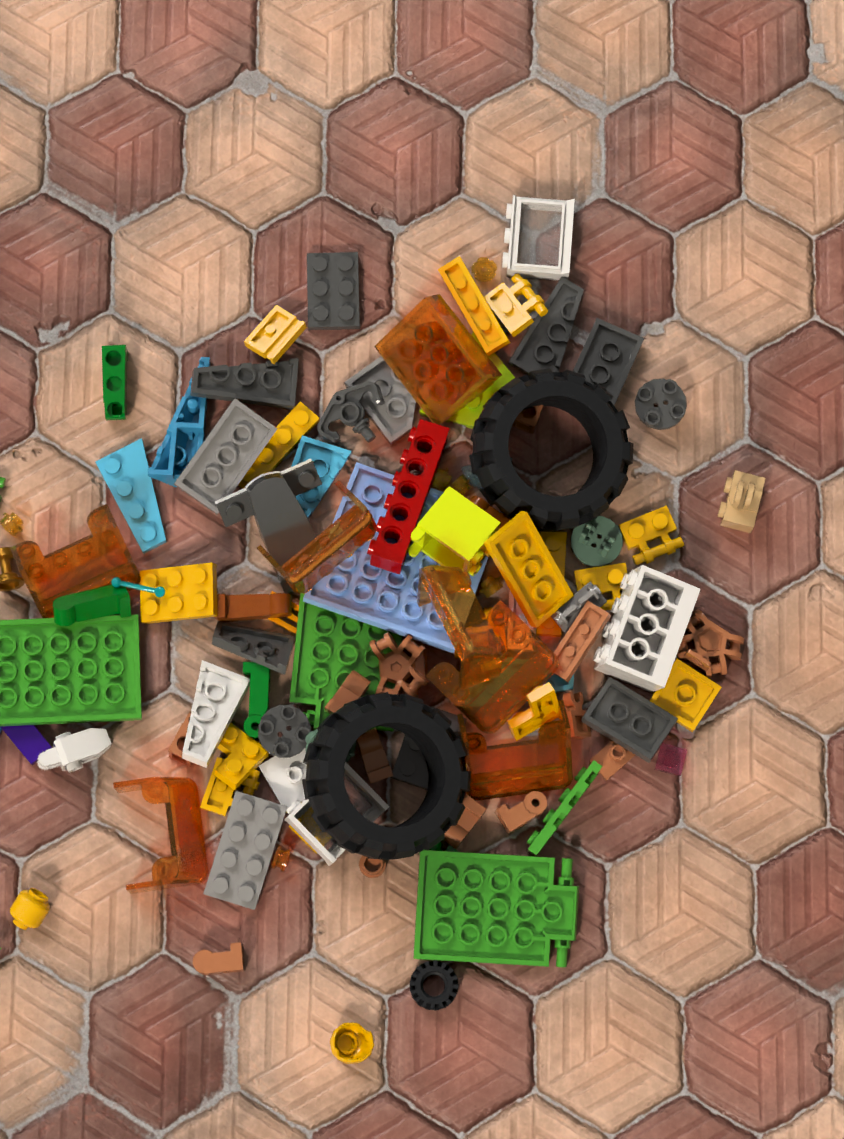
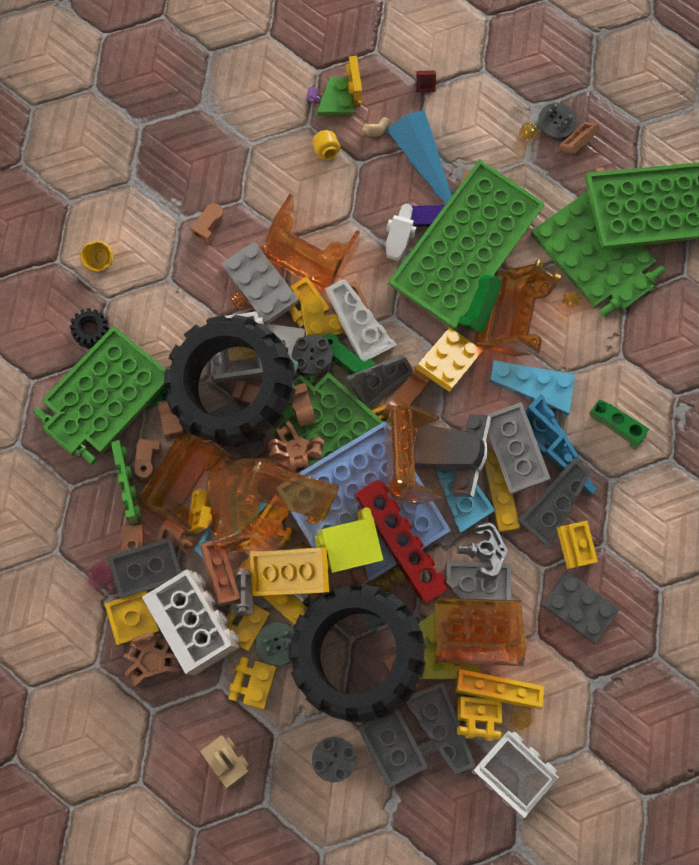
camera: 125 degrees right, 5 degrees down
(159, 591) = (459, 345): teal hinge -> none

